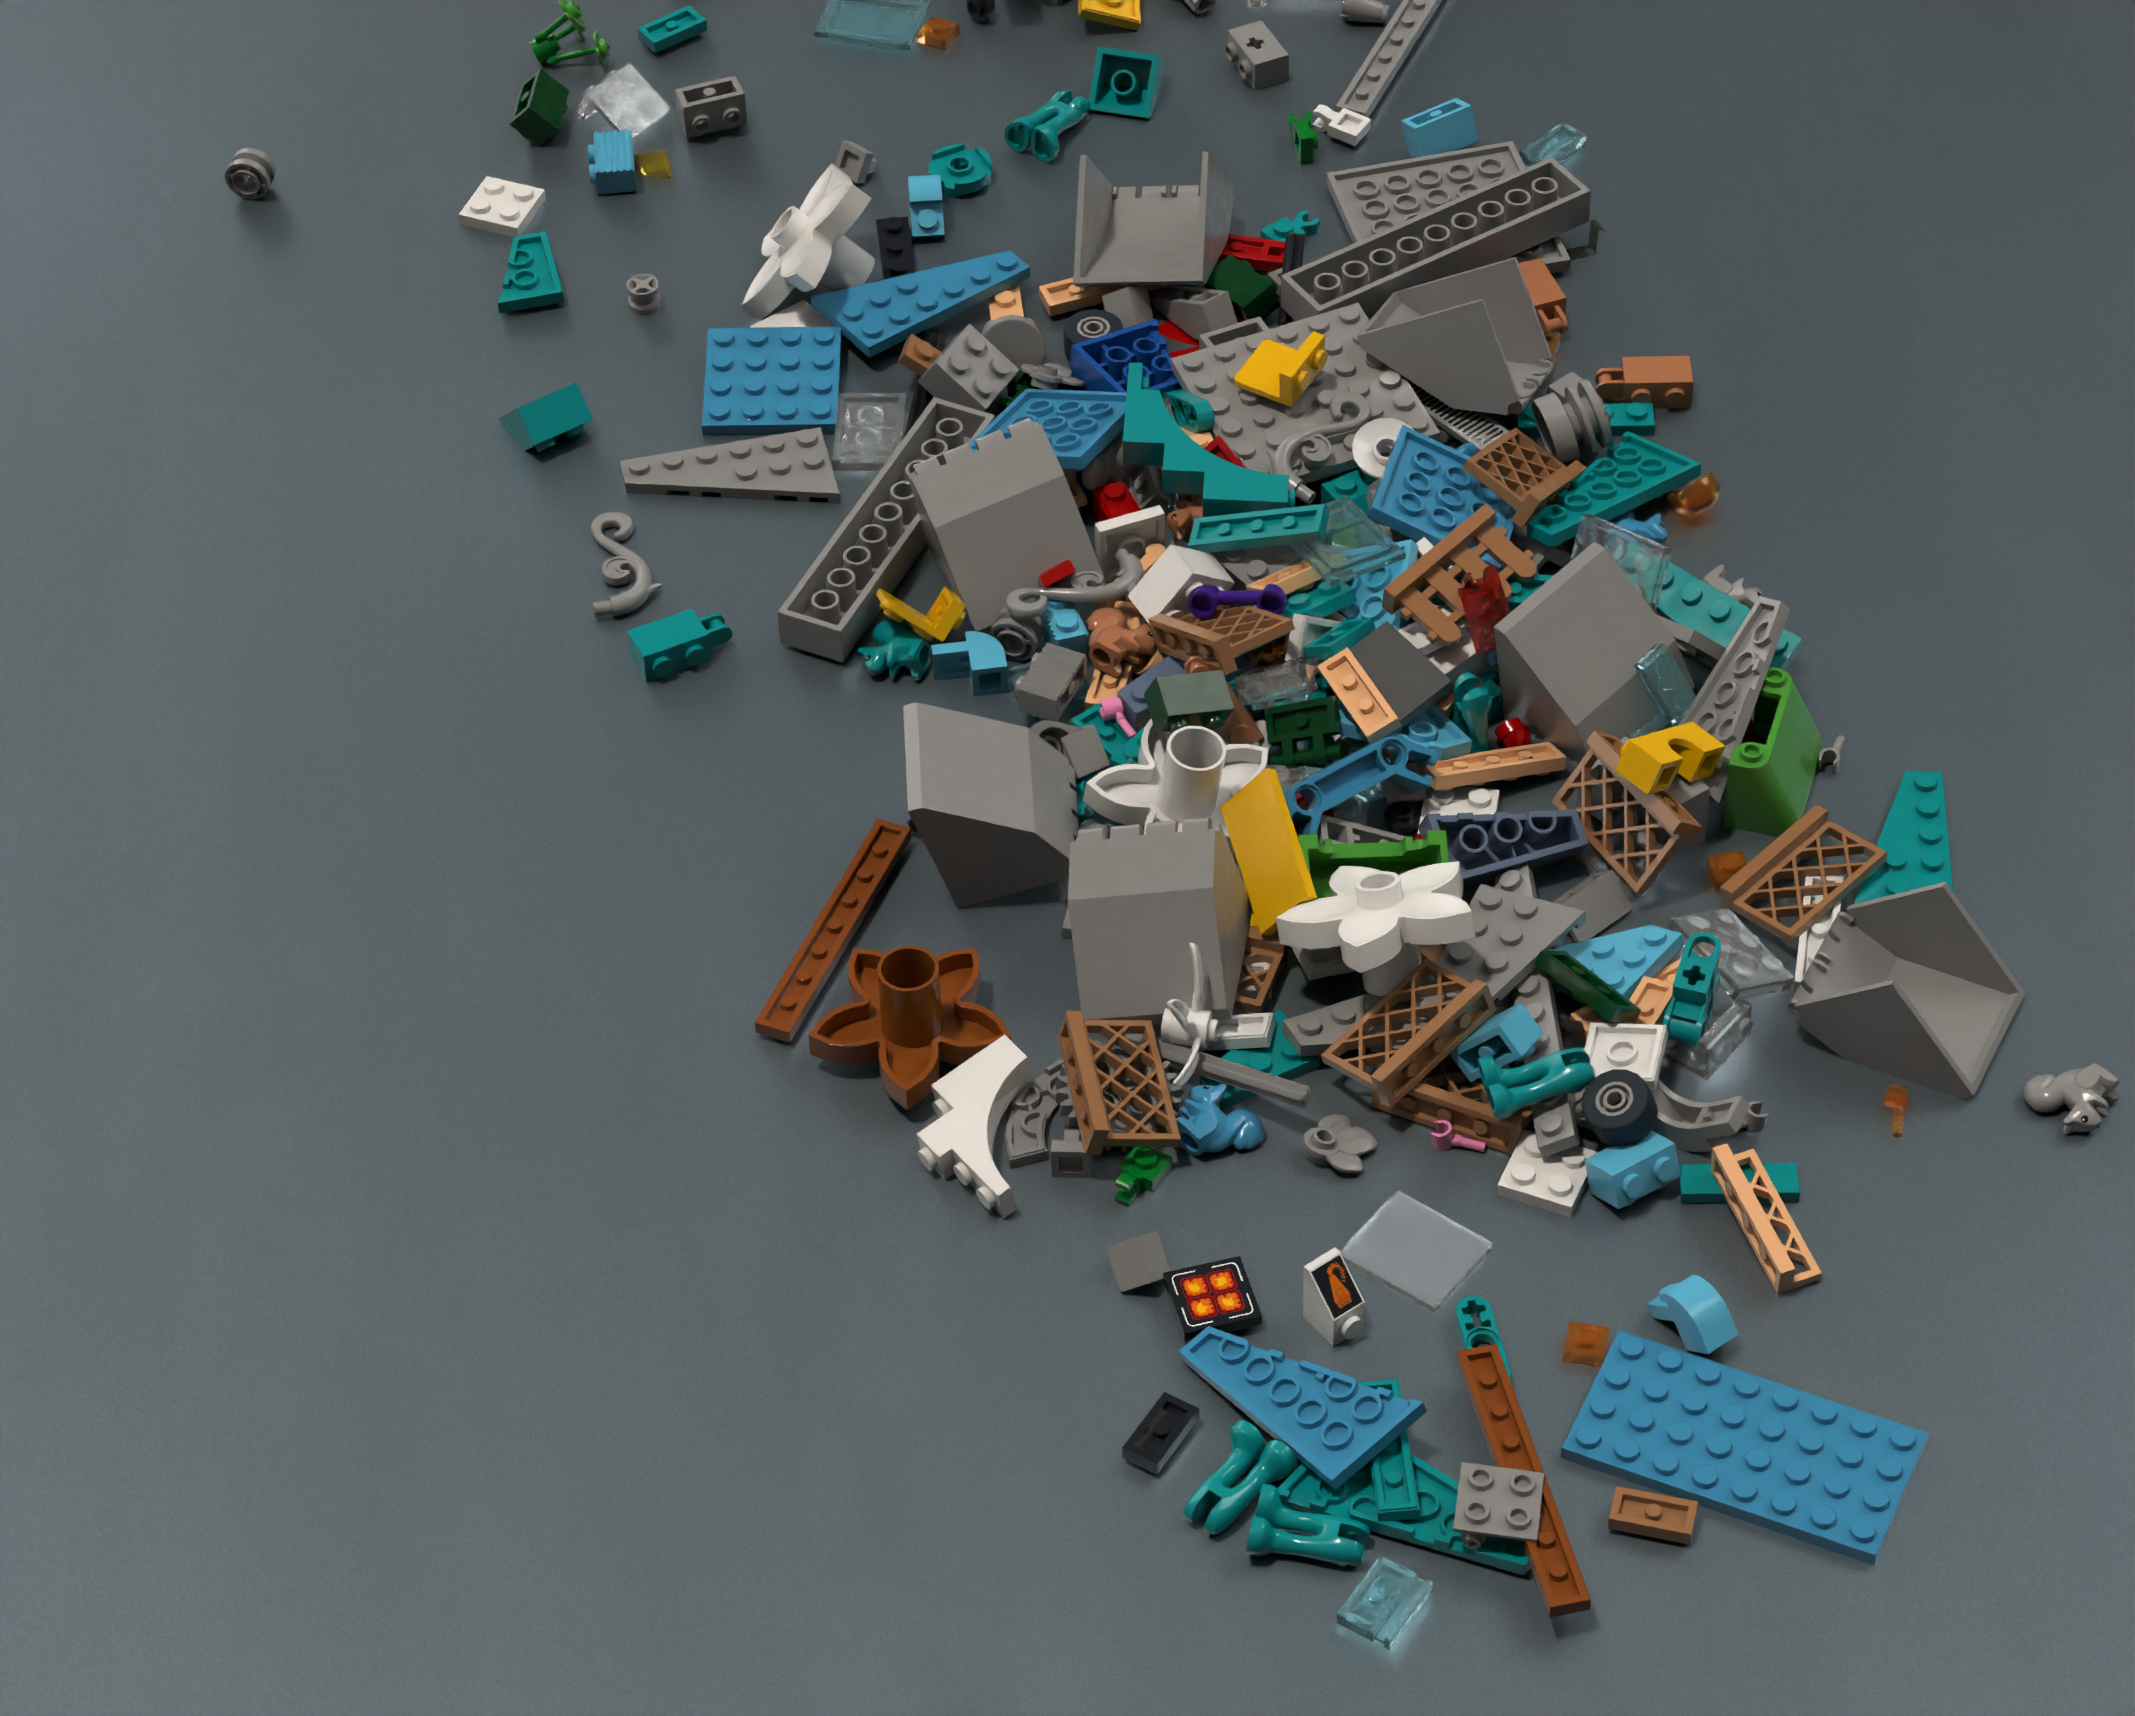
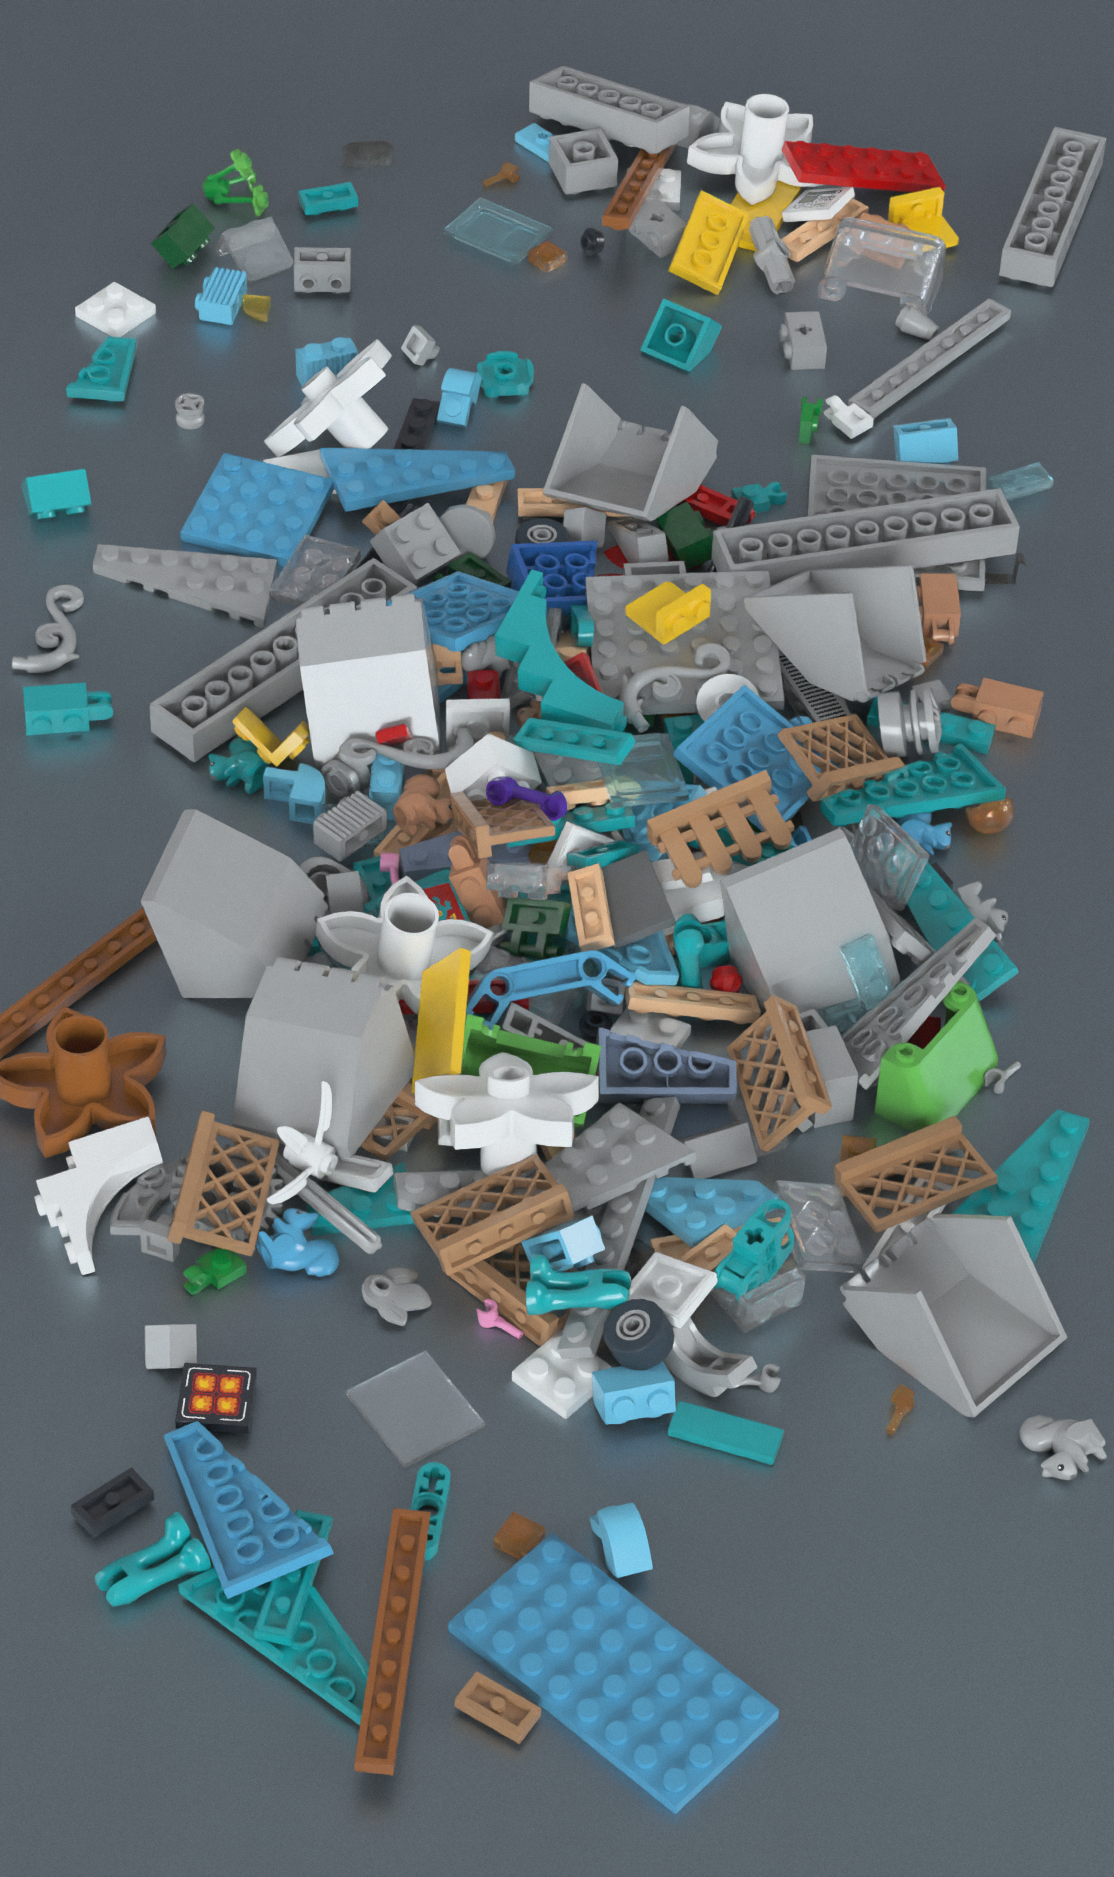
camera: 15 degrees right, 0 degrees up
(761, 205) = (317, 356): none -> medium azure brick
(1045, 125) = (590, 355): teal piece -> none
(1049, 375) = (480, 566): light grey plate -> none
(1189, 701) = (435, 872): brick -> none
(1254, 665) = (520, 855): clear smoke piece -> none
(1332, 1298) = (312, 1428): white slope -> none
(1333, 1538) = (212, 1636): teal piece -> none
(1384, 1602) = (225, 1712): clear light blue plate -> none
(1483, 607) = (726, 858): clear red hinge -> none
(1497, 1504) = (356, 1654): light grey hinge -> none
(1587, 987) = (667, 1219): dark green plate -> none
(1655, 758) = (806, 1035): yellow arch -> none
(1758, 1224) = (716, 1466): light nougat fence -> none

